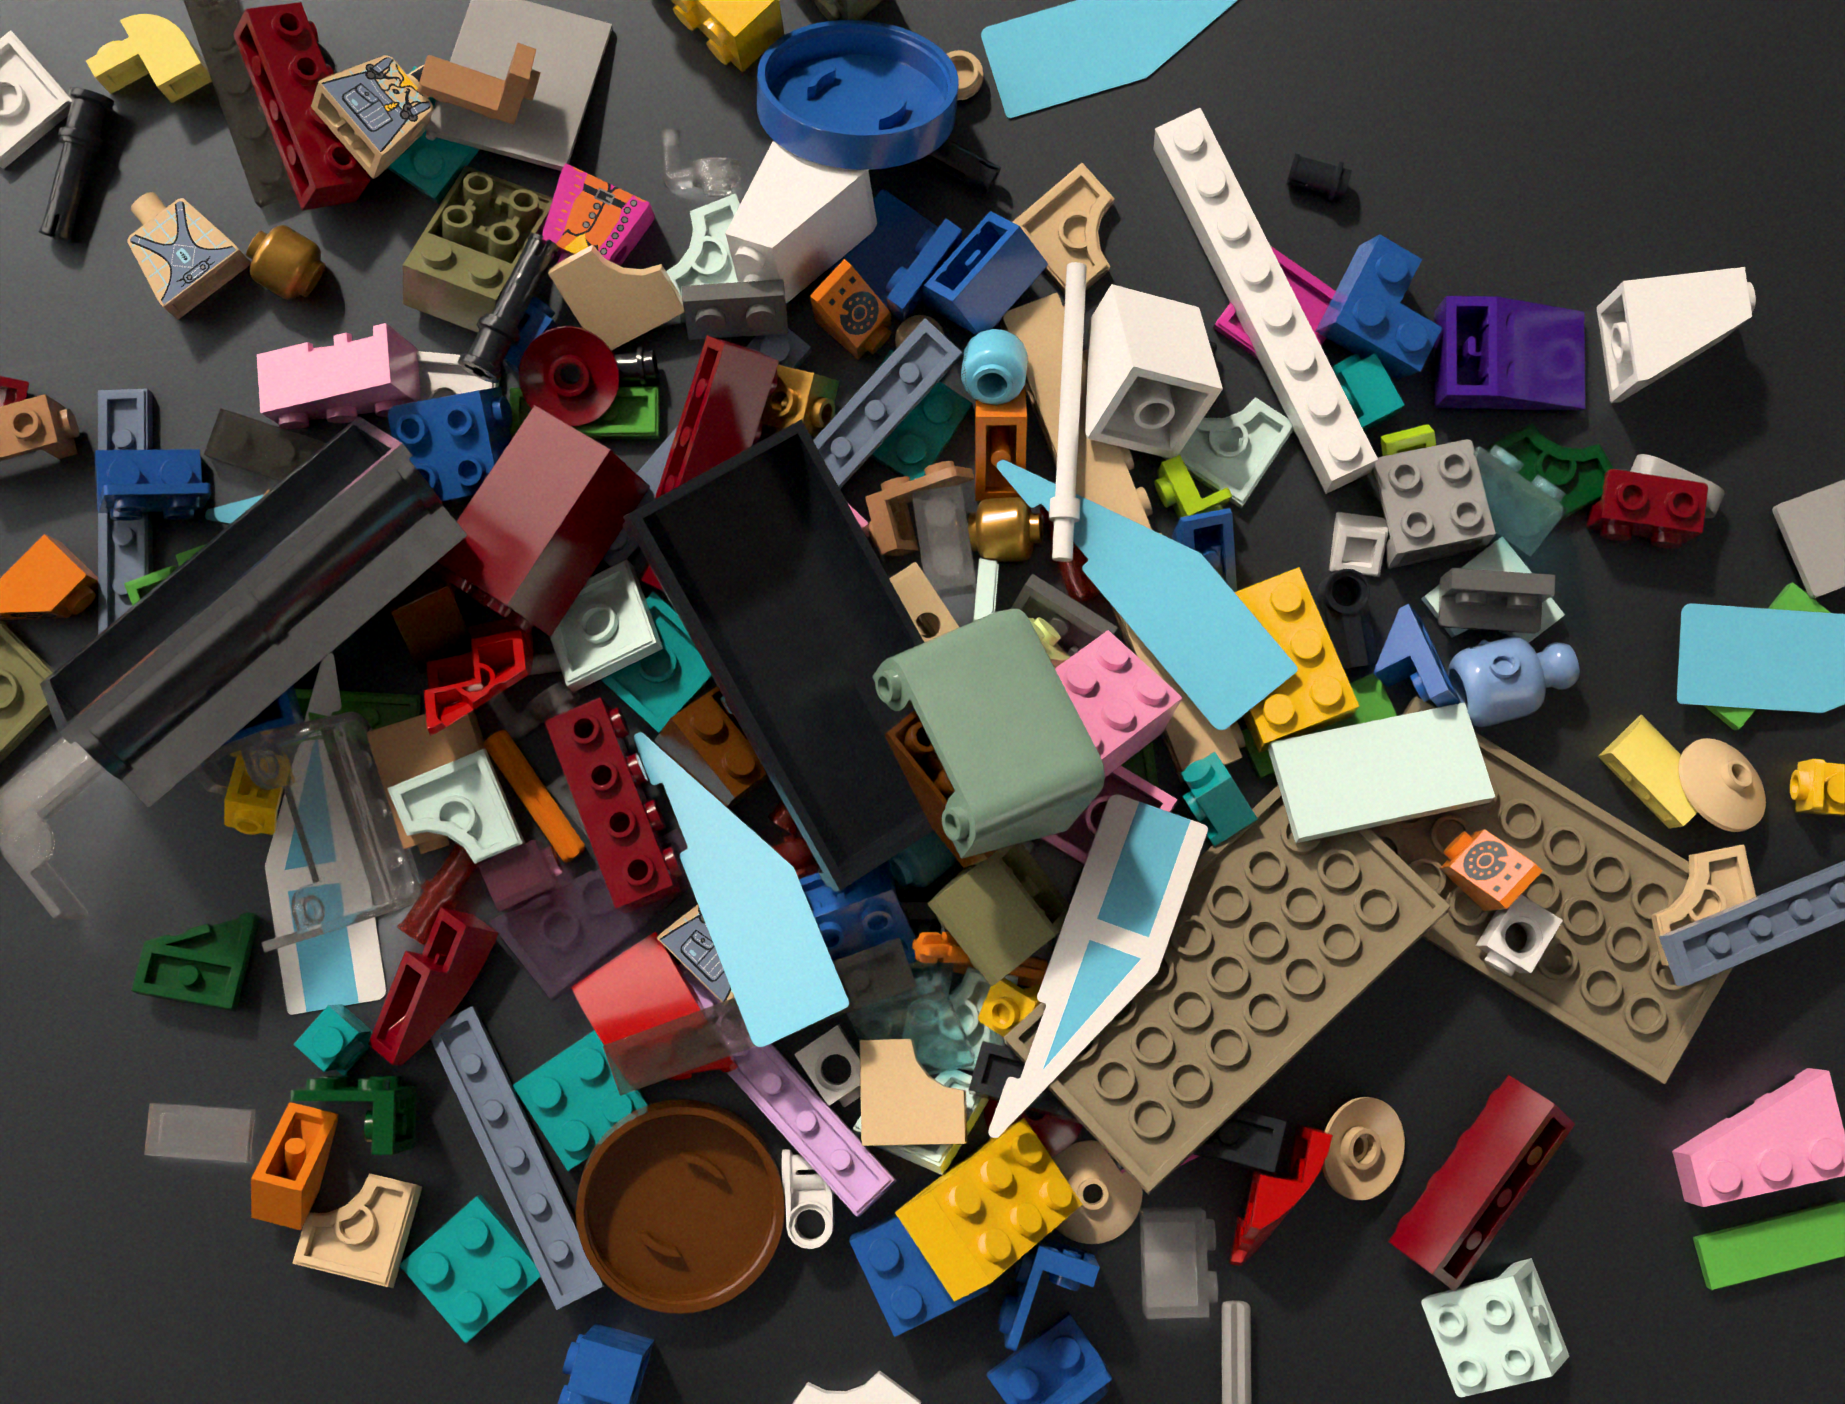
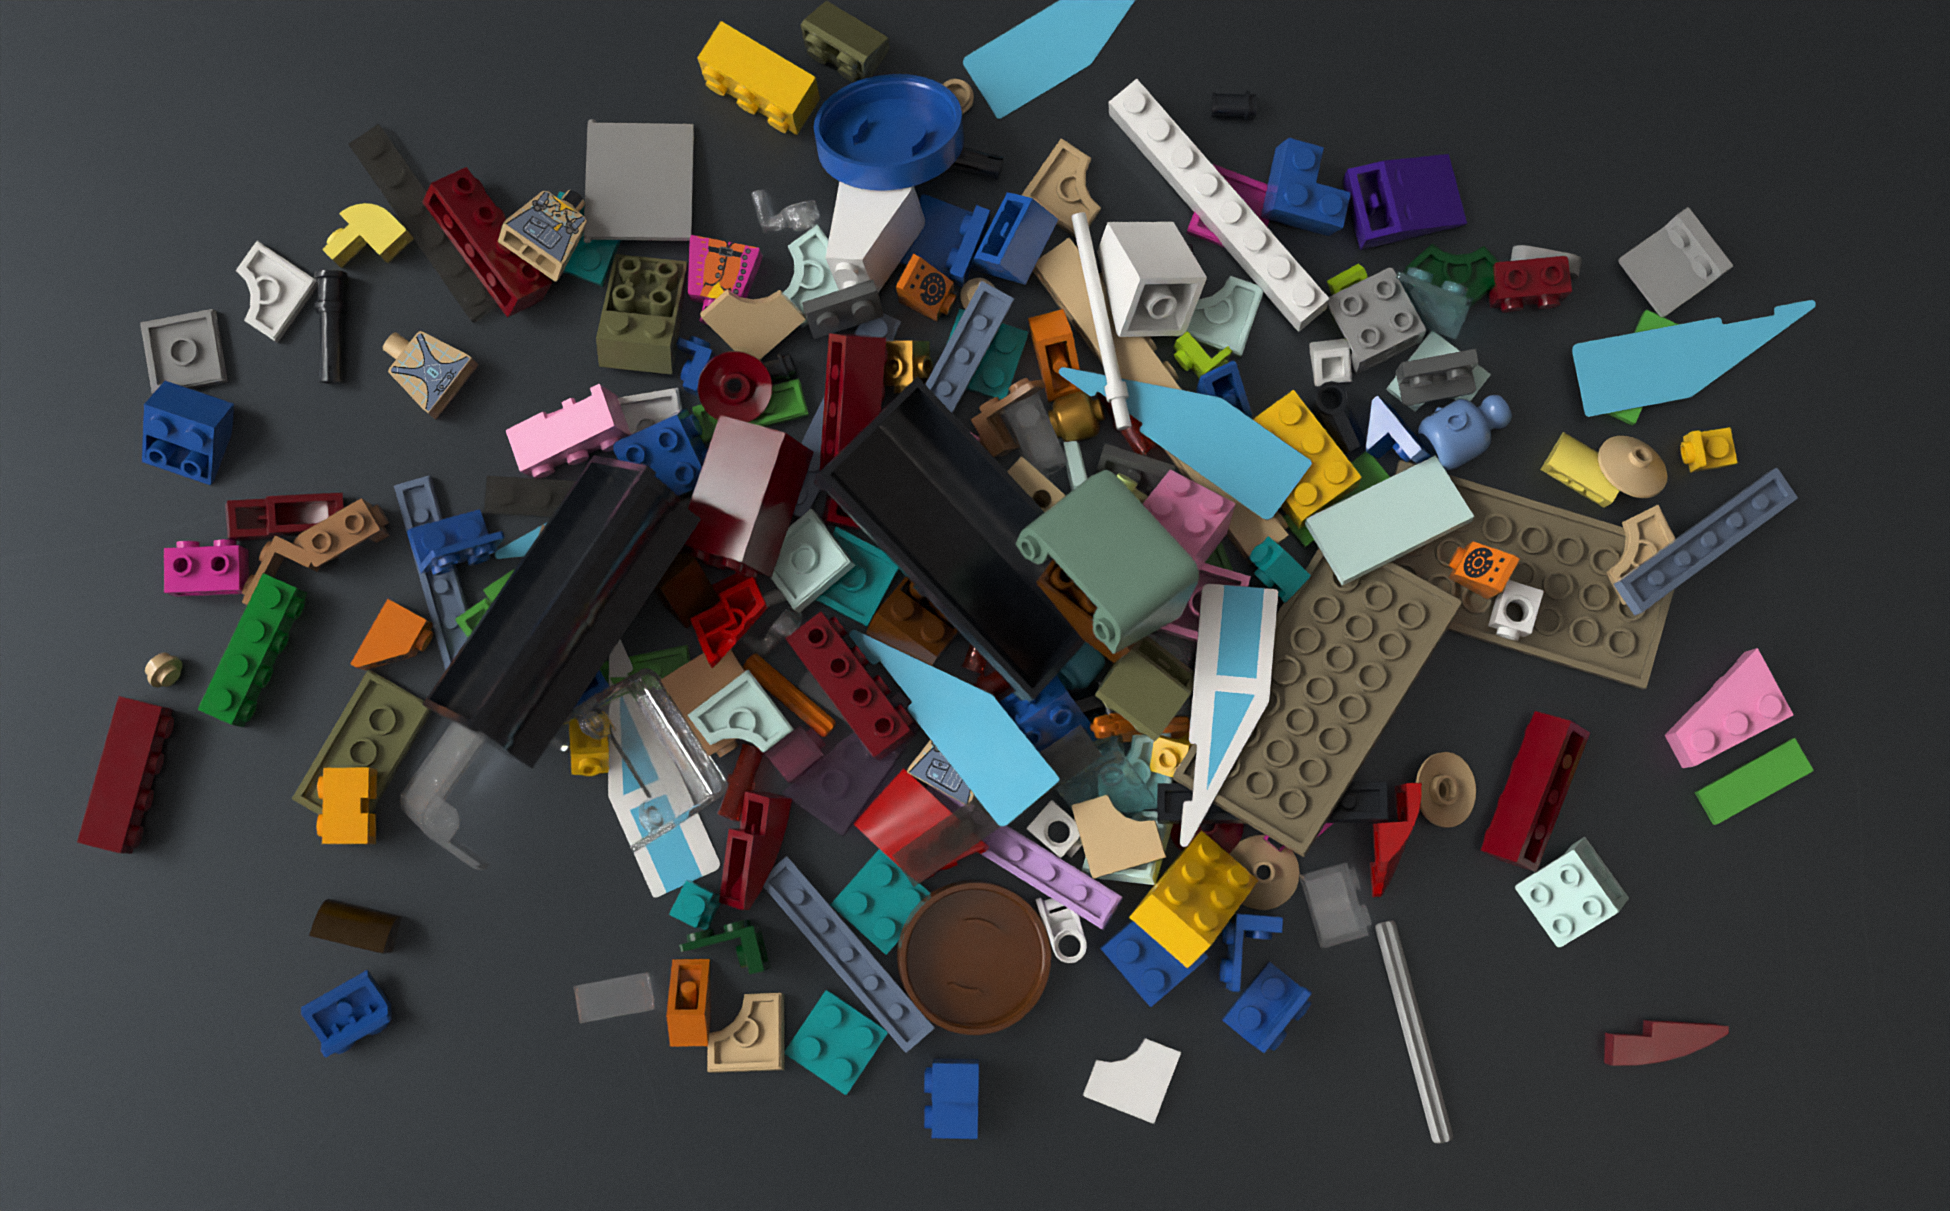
camera: 15 degrees left, 0 degrees up
(200, 965) = (582, 878): dark green wing -> none
(285, 262) = (505, 358): pearl gold head -> none
(480, 91) = (618, 199): medium nougat bracket -> none
(500, 328) = (677, 366): black pin -> none
(994, 366) = (1039, 302): medium azure head -> none
(1368, 390) = (1309, 250): teal brick -> none
(1667, 321) = (1509, 147): white slope -> none

